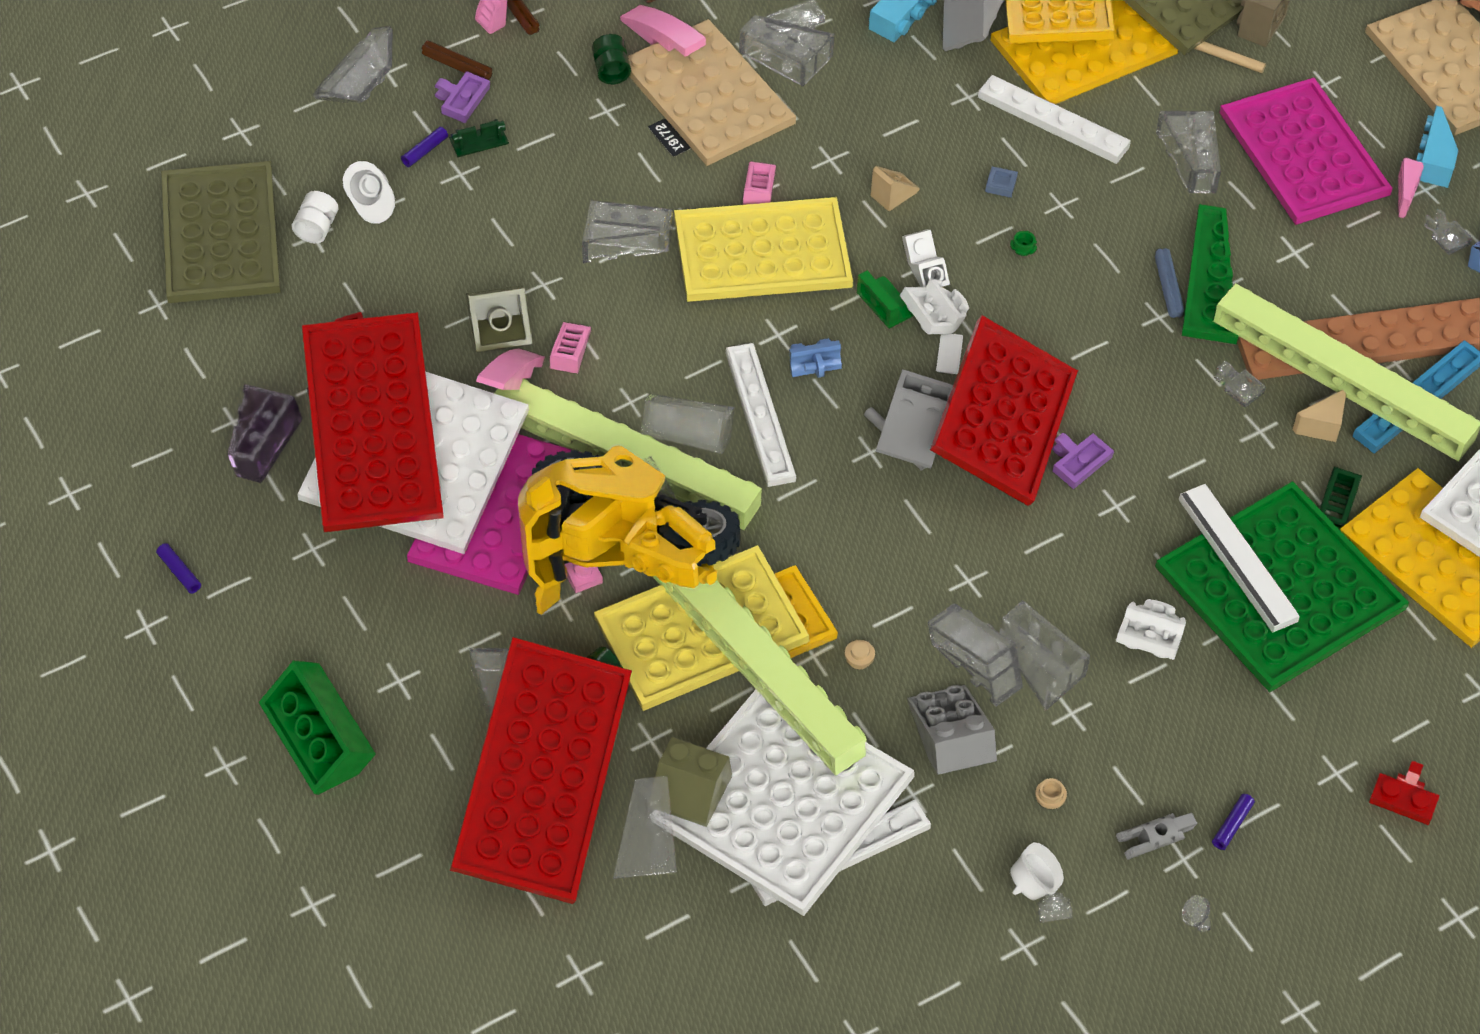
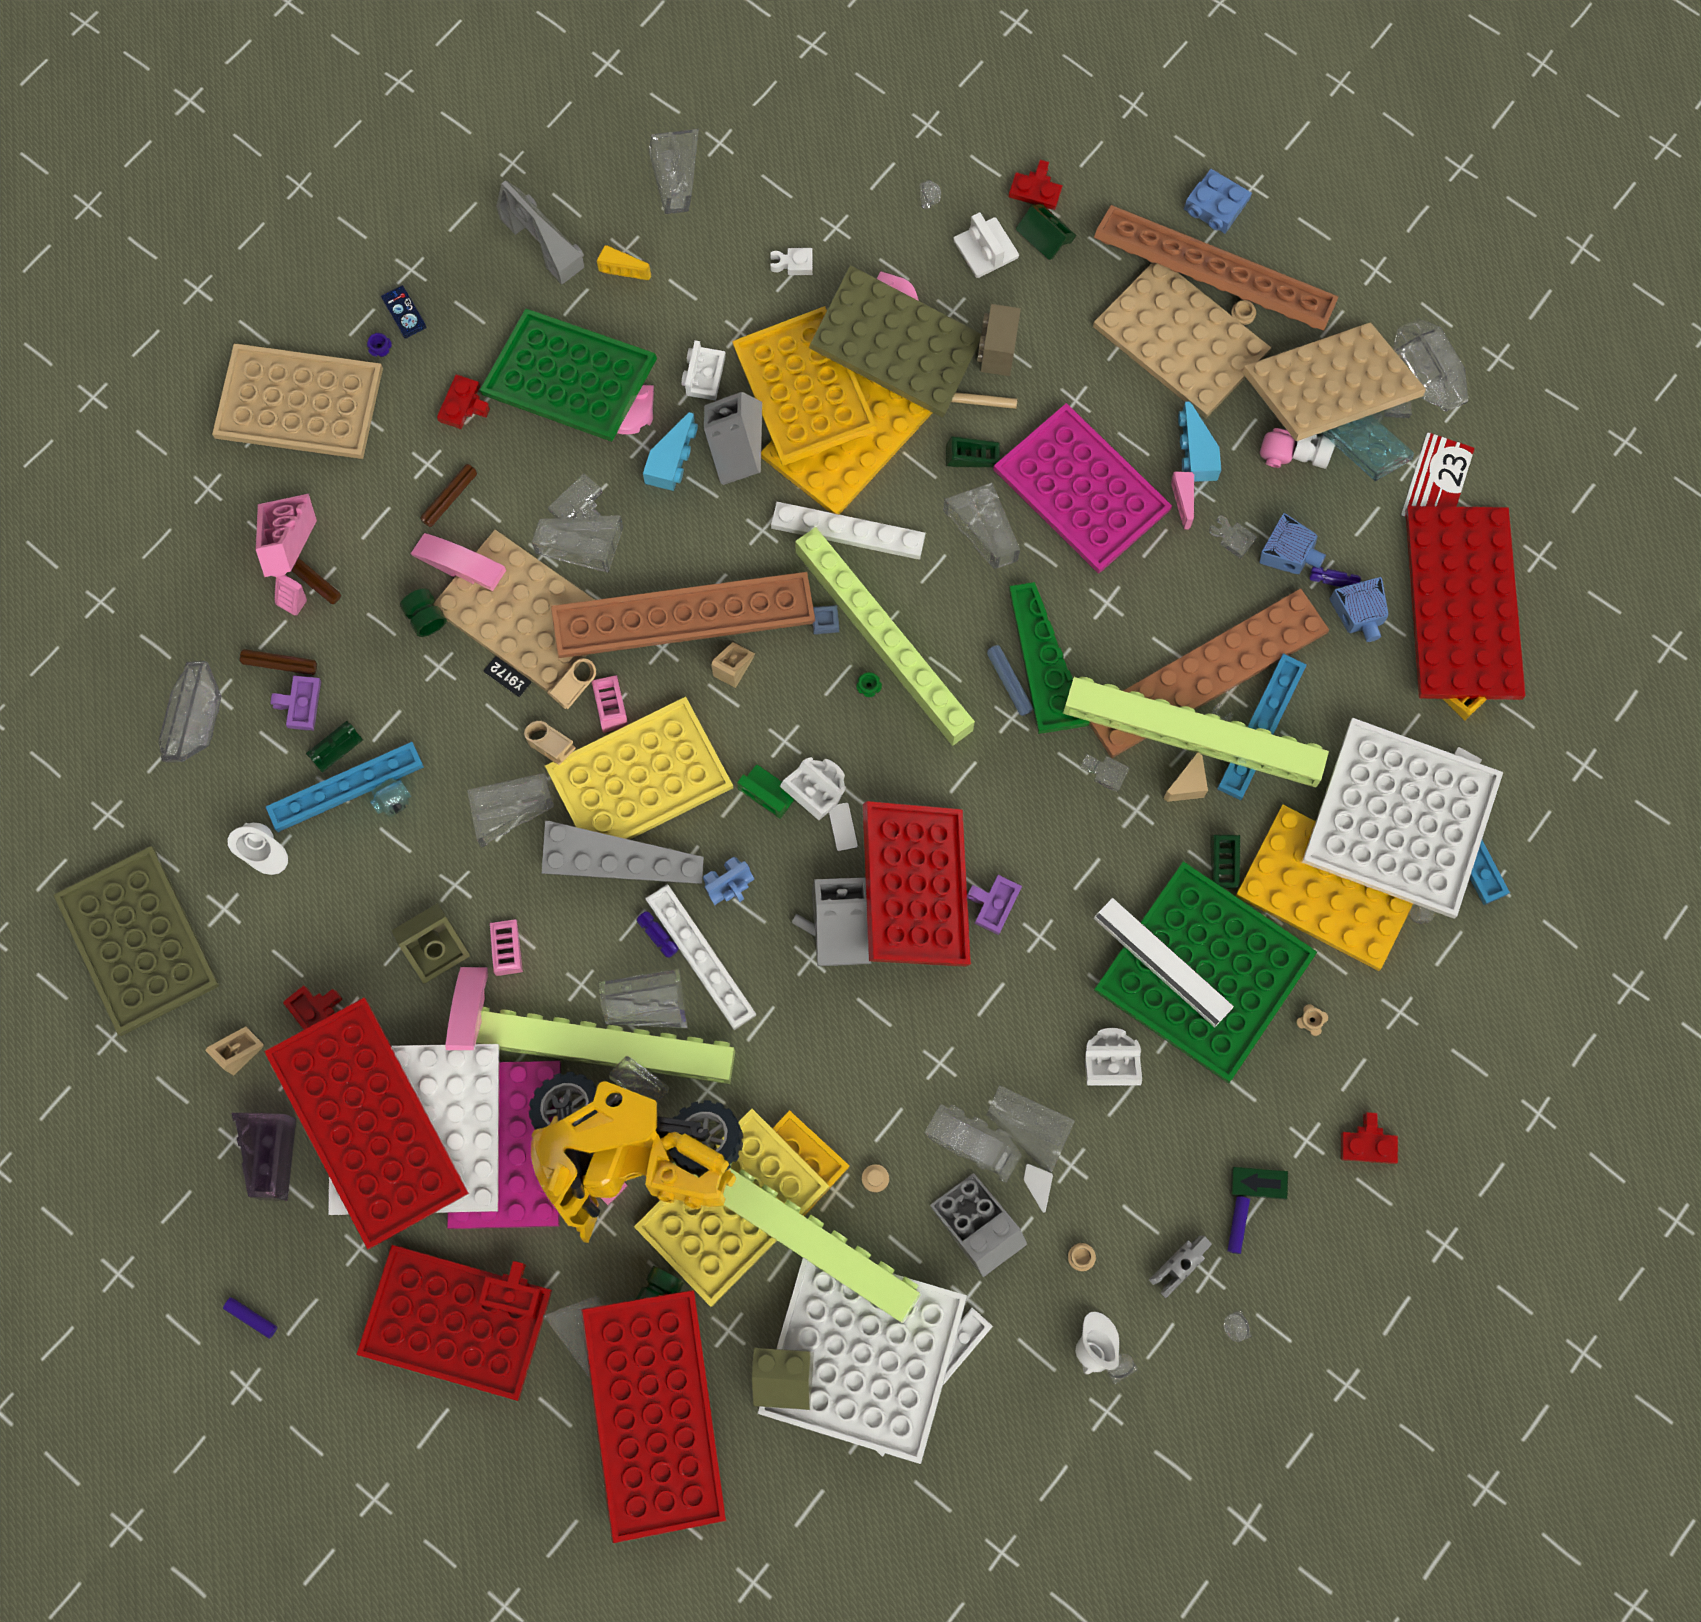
camera: 20 degrees left, 20 degrees up
(269, 345) = (235, 1050): none -> tan slope
(315, 217) = (219, 895): white wheel -> none
(316, 726) = (439, 1436): green slope -> none
(377, 637) = (433, 1325): none -> red plate
(424, 146) = (287, 772): dark purple piece -> none
(445, 622) = (510, 1292): none -> red hinge
(474, 172) = (343, 787): none -> dark azure plate
(513, 192) = (390, 797): none -> clear light blue head
(648, 831) = (766, 1444): clear wedge -> none
(686, 193) = (552, 745): none -> tan piece
(697, 295) = (595, 854): none -> light grey wing
(724, 157) = (567, 687): none -> tan piece
(724, 381) = (657, 934): none -> dark purple axle
(862, 131) = (682, 614): none -> nougat plate
(923, 258) = (787, 736): white slope -> none
(1029, 714) = (1039, 1184): none -> white sticker
(1056, 209) = (884, 636): none -> yellowish green brick
(1195, 90) = (972, 445): none -> dark green slope
(1271, 791) = (1259, 1183): none -> dark green tile
(1383, 657) = (1311, 1012): none -> tan plate

